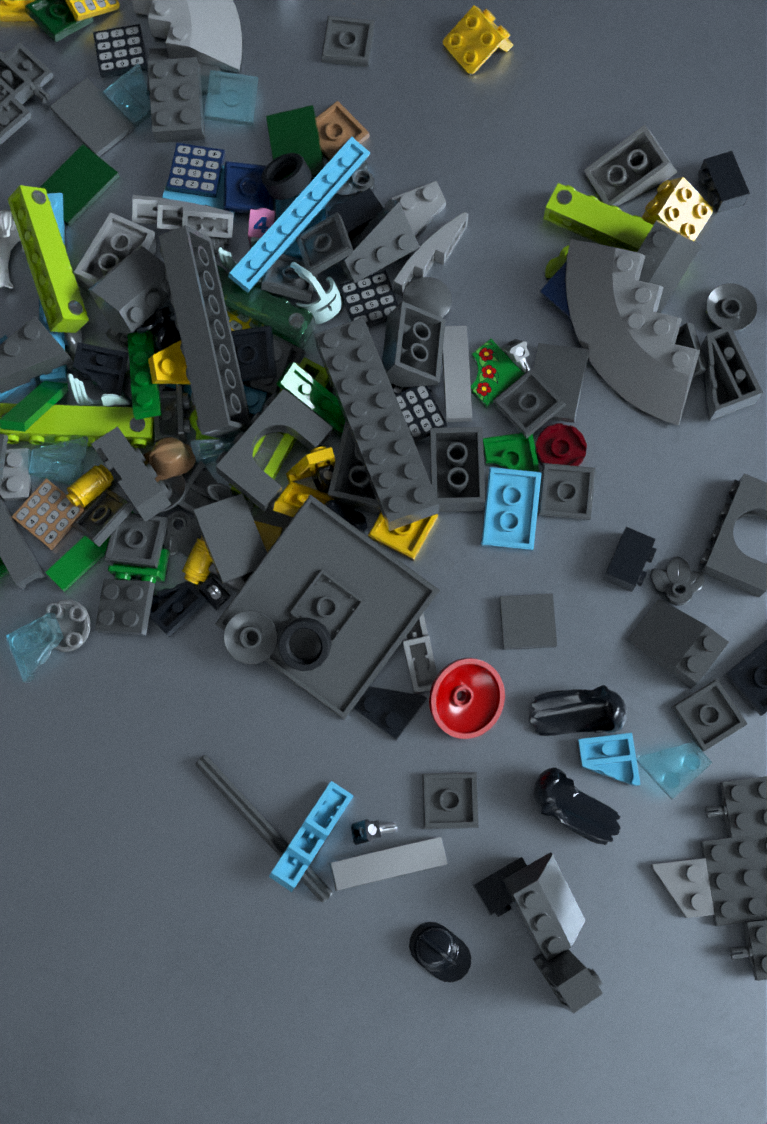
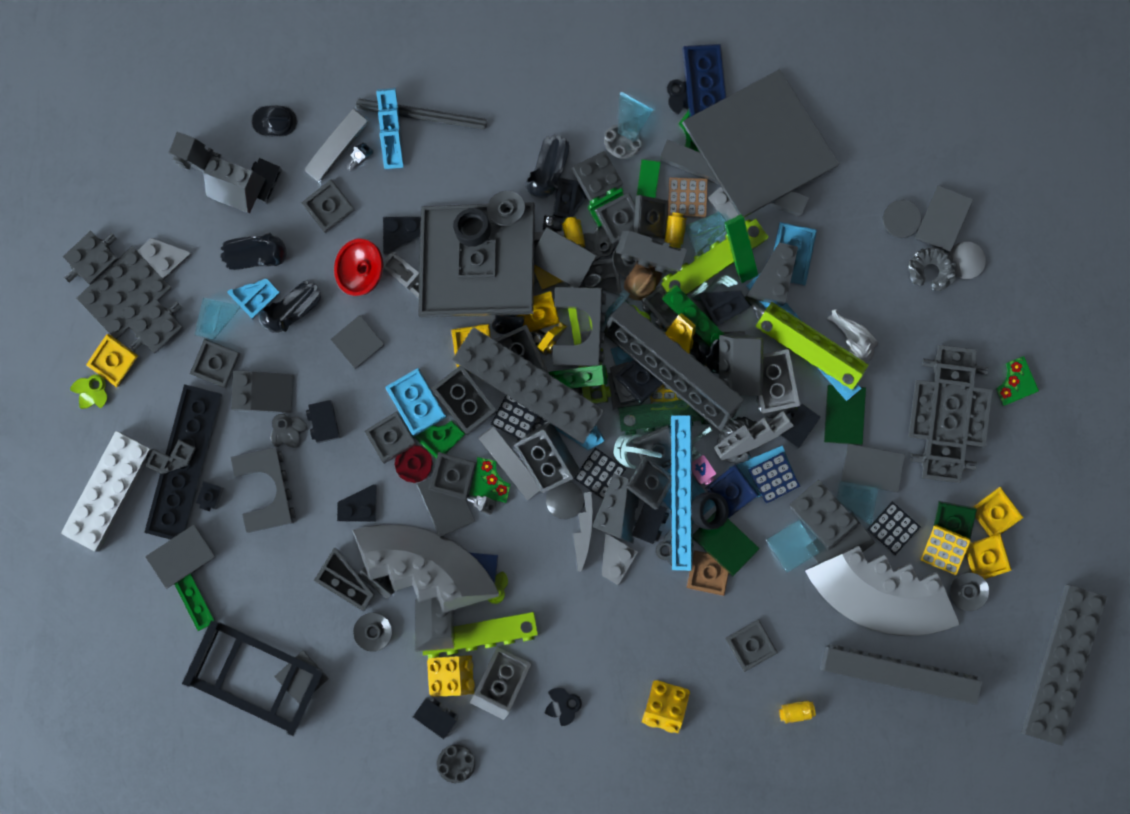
camera: 145 degrees right, 10 degrees up
(119, 197) = (803, 423): none -> black brick
(168, 655) = (549, 167): none -> black hair
(583, 110) = (559, 706): none -> black plate
(654, 445) = (359, 506): none -> black wing
(733, 128) = (455, 763): none -> dark grey dish

